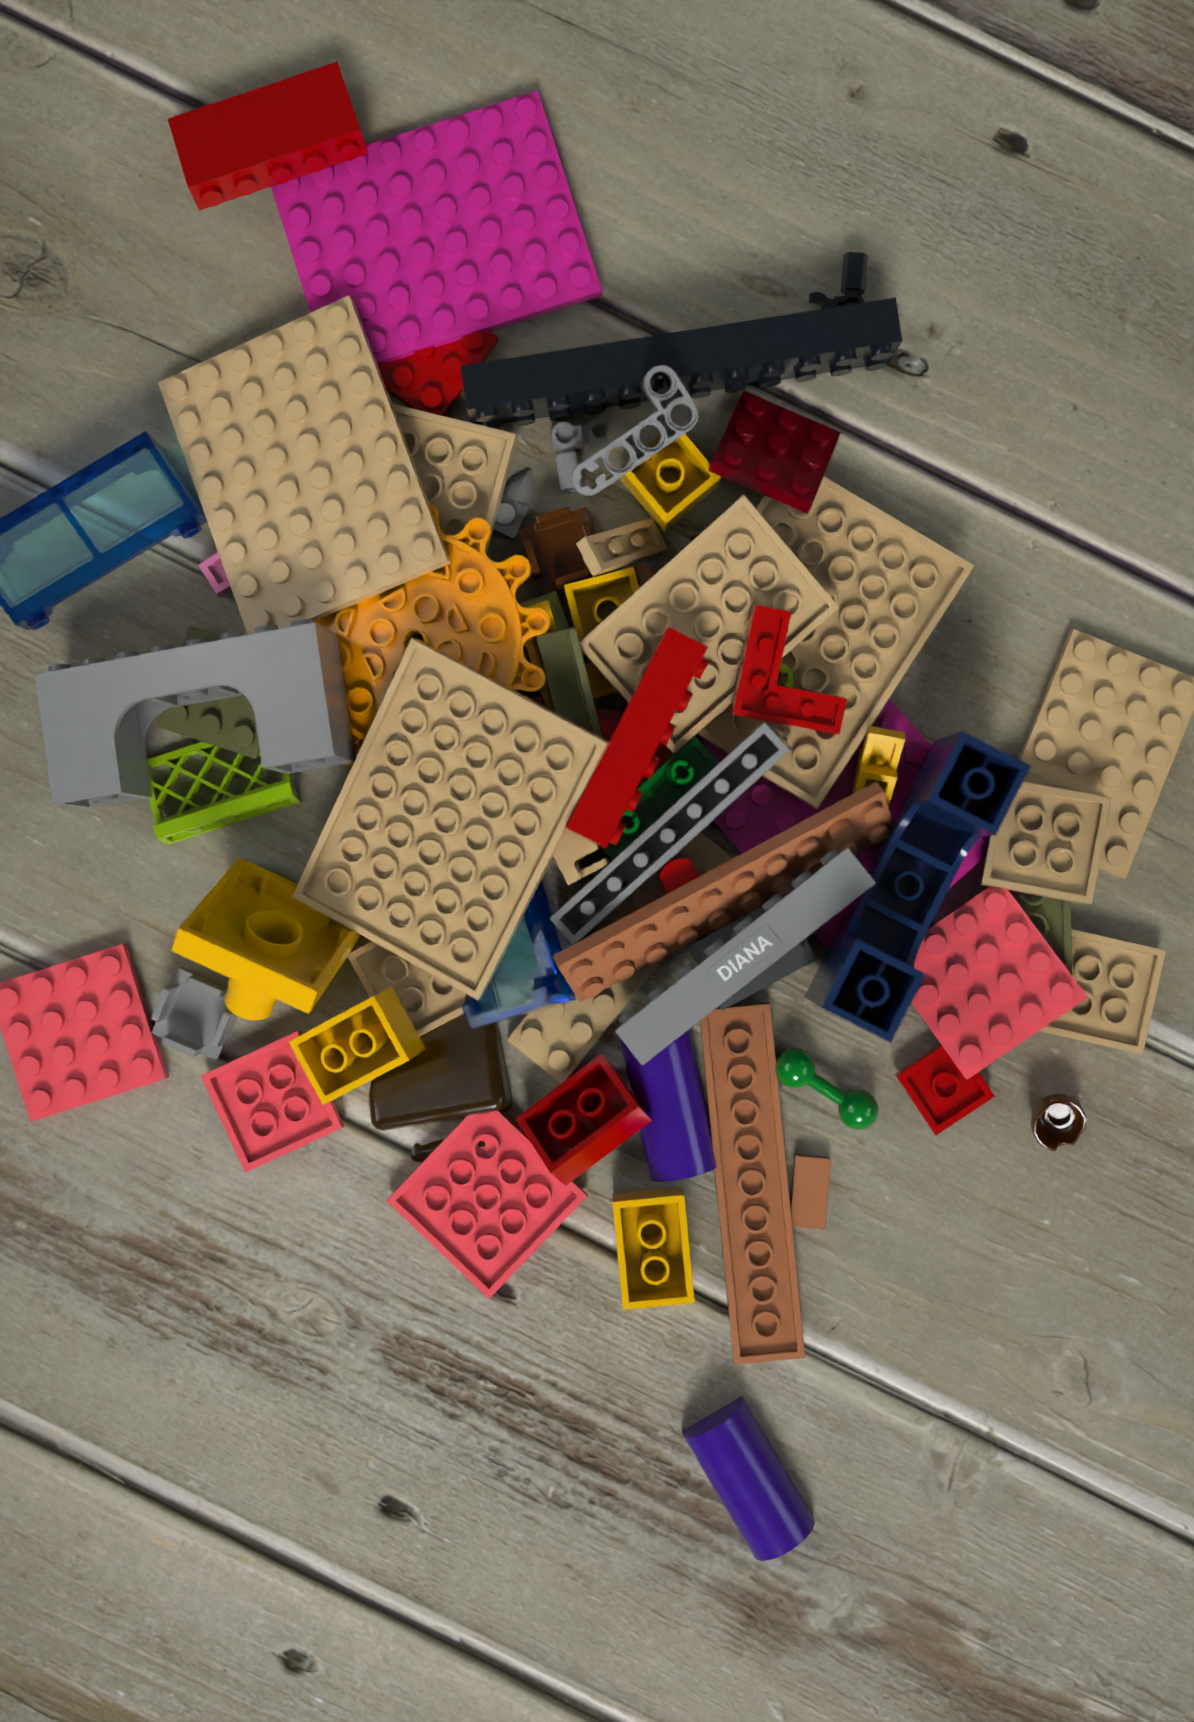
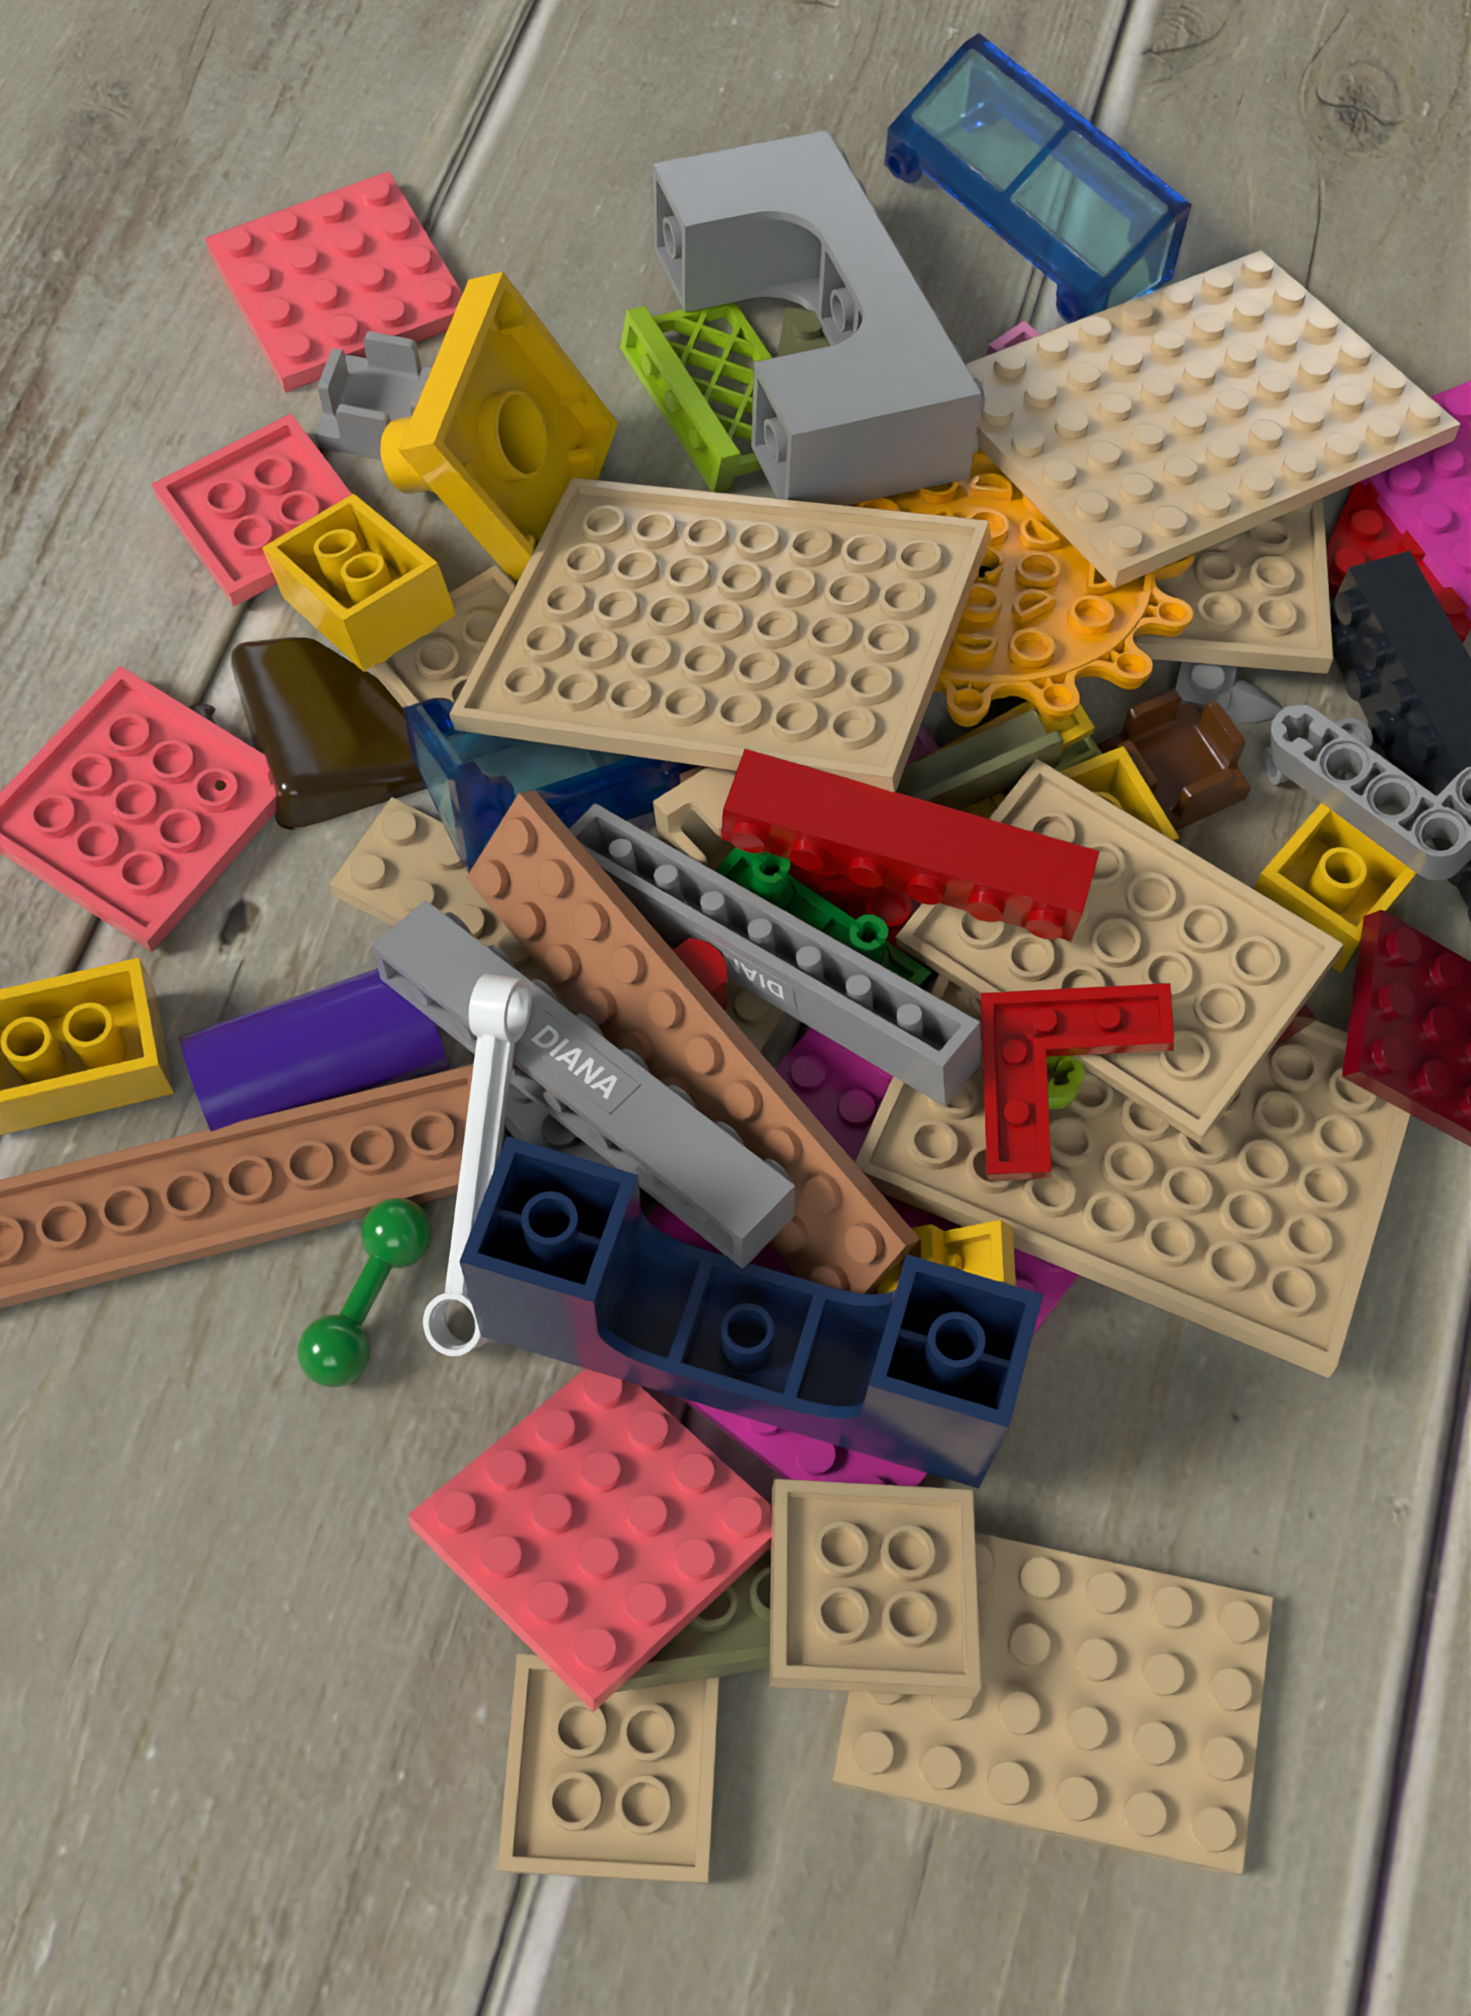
camera: 80 degrees right, 25 degrees down
(583, 1120) = (272, 904): red brick -> none
(621, 546) = (1203, 807): tan plate -> none
(720, 1001) = (498, 1018): none -> white piece
(810, 1191) = (179, 1301): nougat tile -> none
(942, 1090) = (373, 1491): red plate -> none
(1057, 1121) = (346, 1719): reddish brown hair -> none

